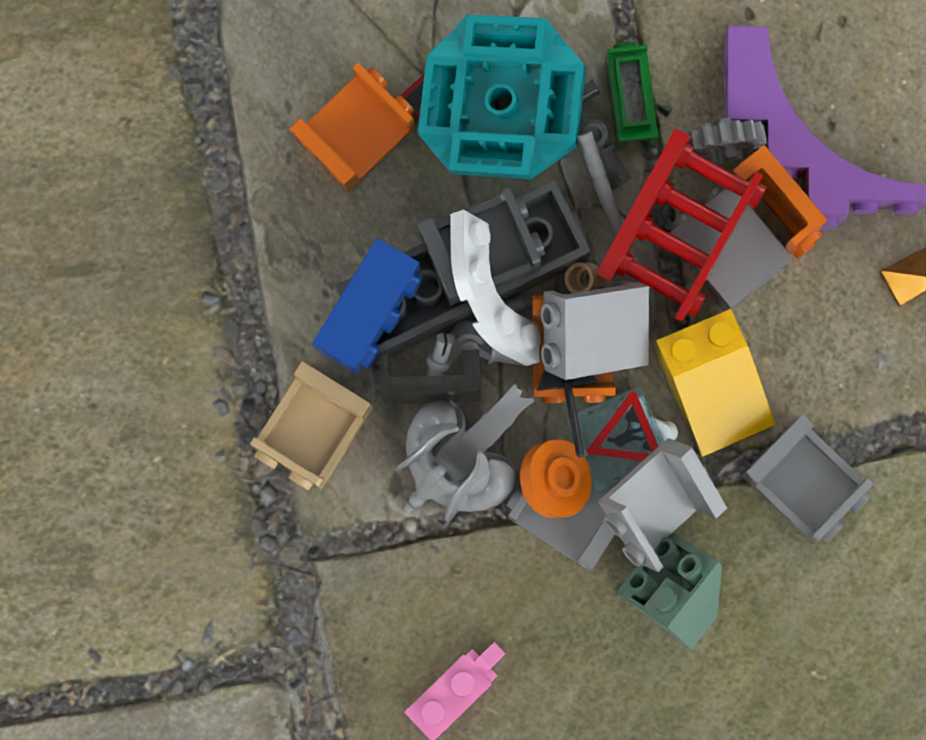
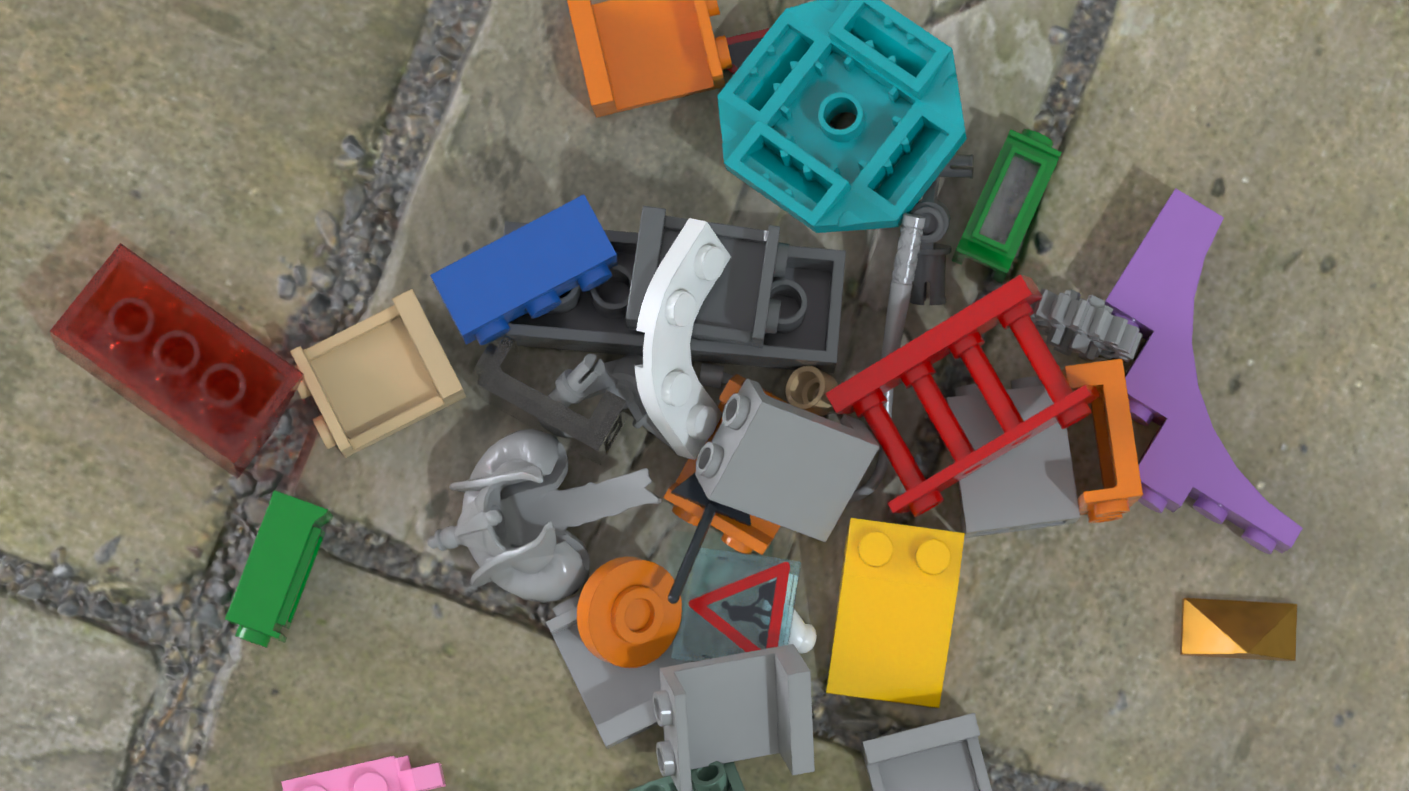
camera: 25 degrees right, 0 degrees up
(182, 491) = (177, 360): none -> clear red slope
(322, 582) = (277, 569): none -> green window

